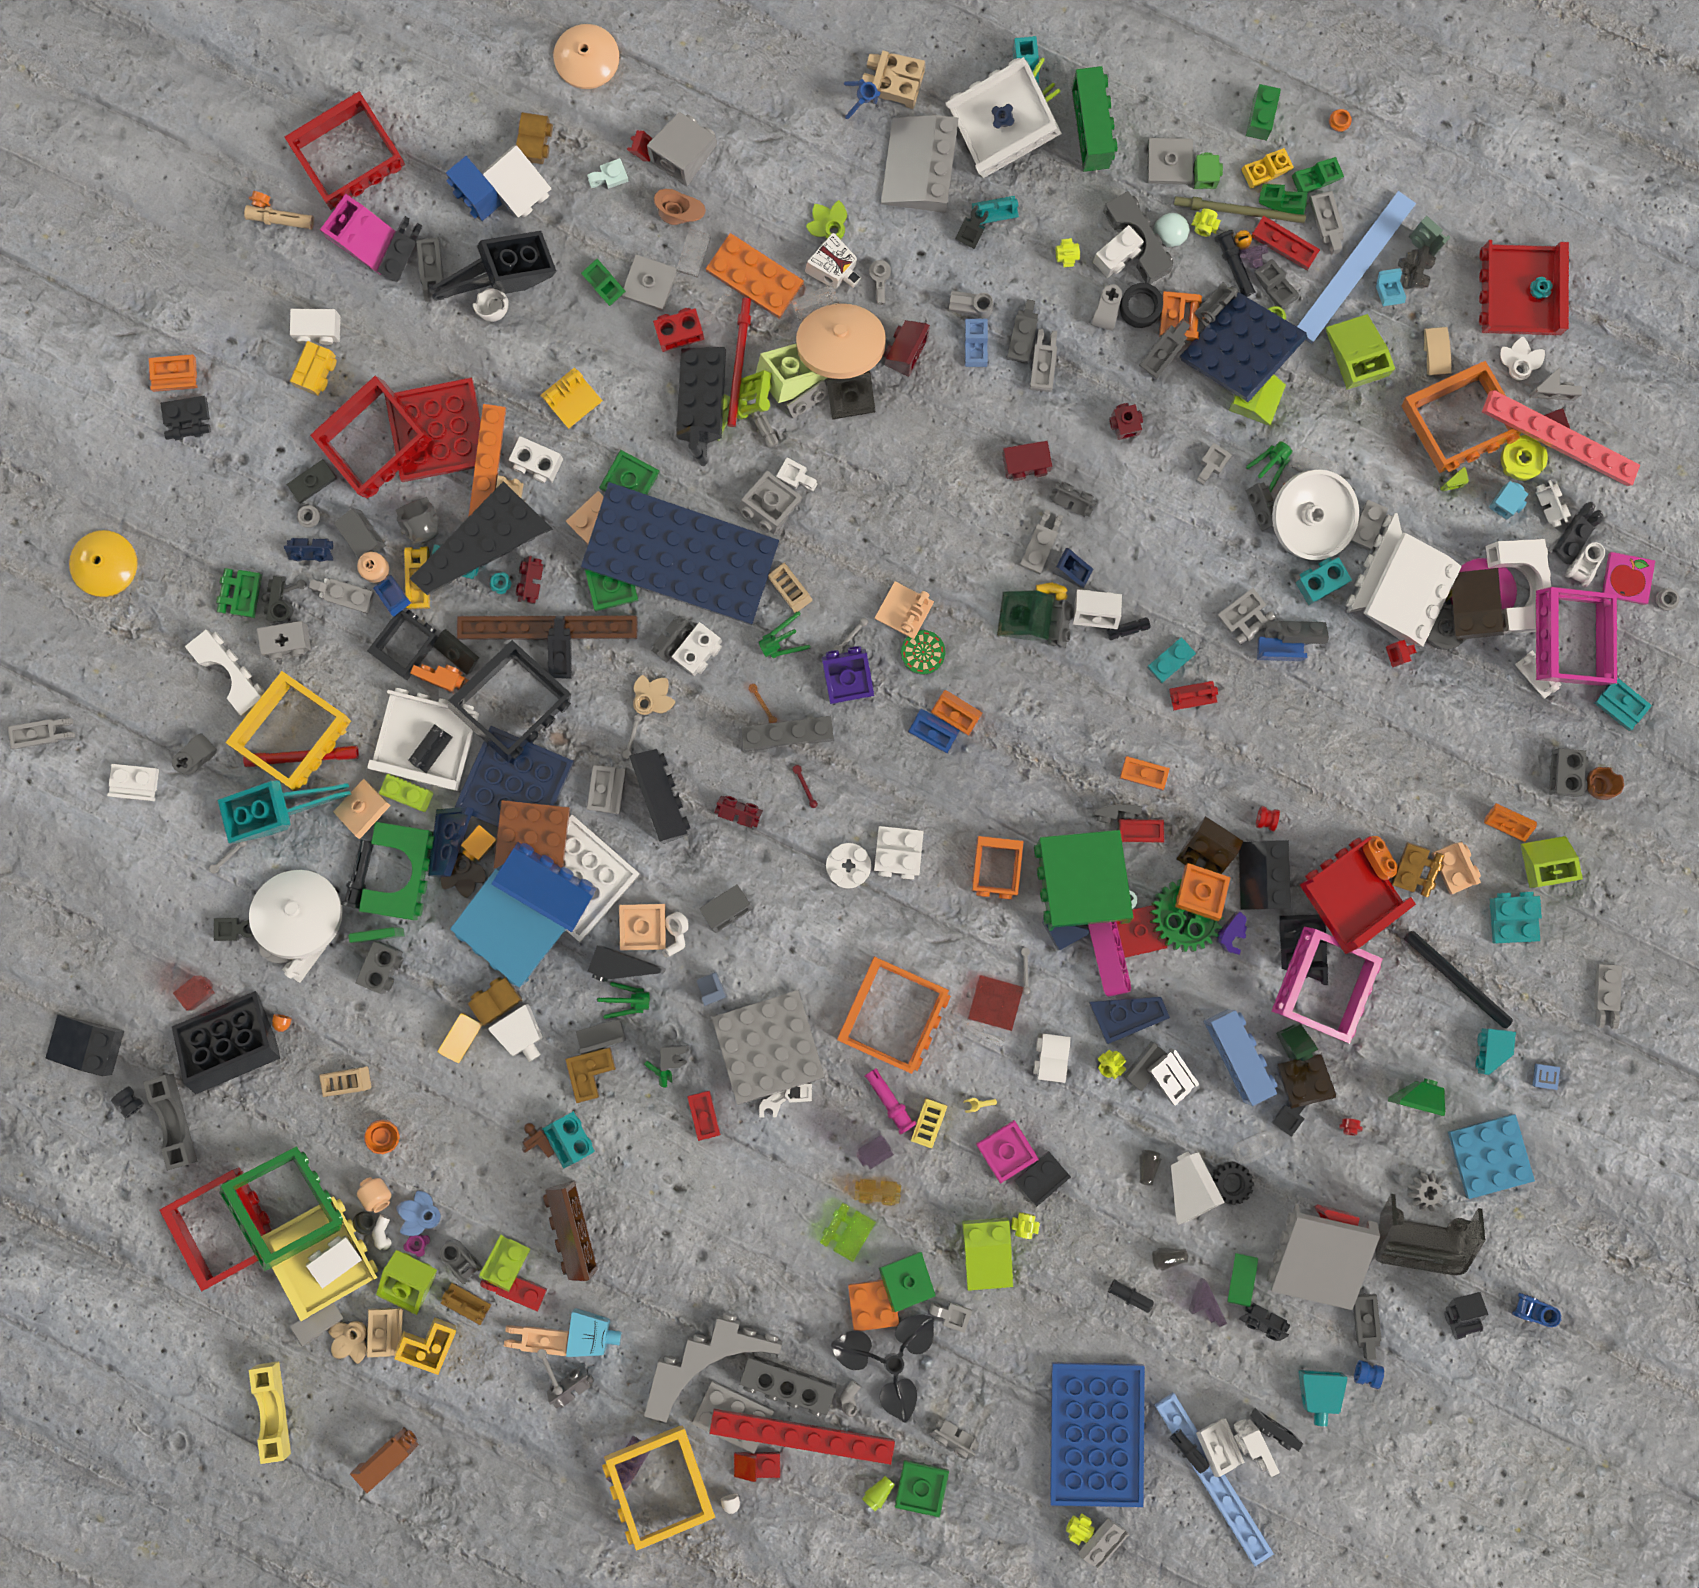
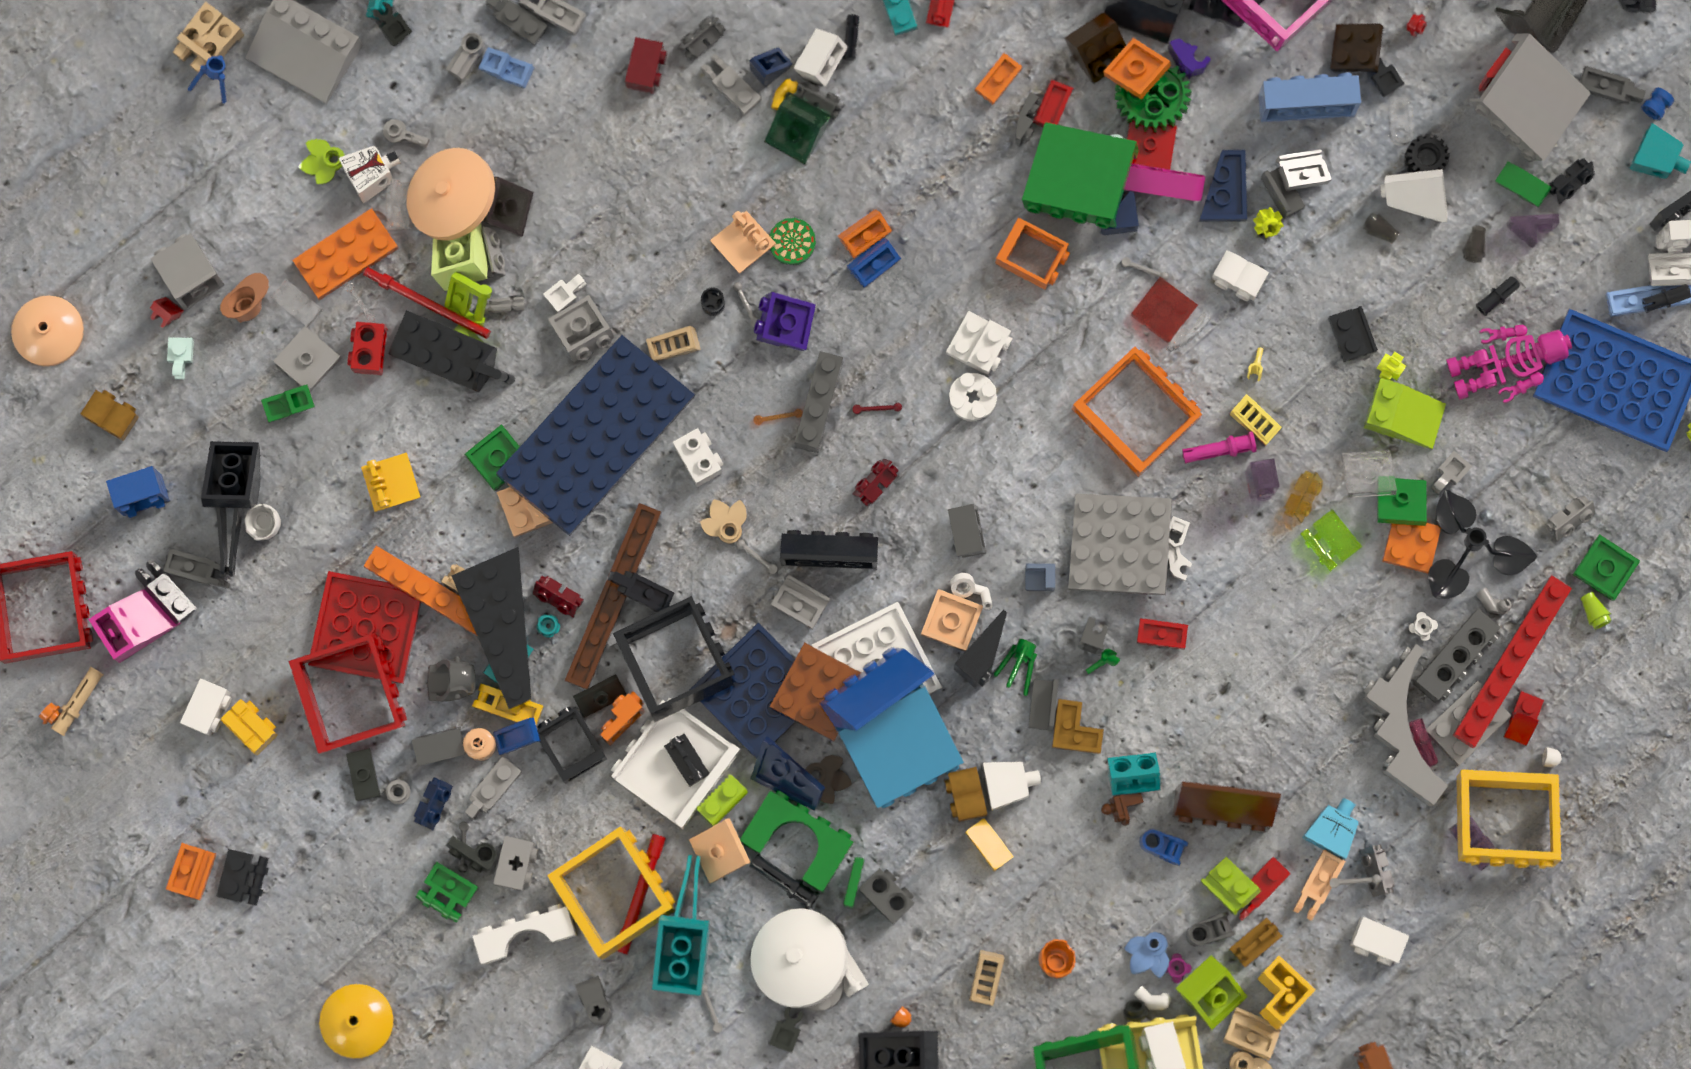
camera: 65 degrees left, 5 degrees down
(374, 1194) = (1111, 990): light nougat head -> none
(478, 844) = (803, 747): light orange brick -> none
(507, 1412) = (1379, 941): none -> white brick
(517, 182) = (150, 444): white brick -> none
(517, 1195) = (1164, 847): none -> blue piece
(538, 455) = (434, 536): white brick -> none
(609, 592) = (603, 521): green plate -> none
(667, 646) = (671, 468): dark grey hinge -> none
(699, 1383) = (1423, 741): none -> clear pink axle
(770, 644) = (723, 385): green plant -> none
(803, 1350) = (1430, 625): none -> white plate
(840, 605) = (710, 297): none -> black wheel
(907, 346) = (483, 133): dark red slope -> none
(920, 1243) = (1369, 473): none -> clear plate
(1007, 1151) = (1313, 356): dark pink plate -> none
(1099, 1363) = (1550, 348): none -> dark pink piece
(1297, 1042) = (1316, 40): dark green slope -> none

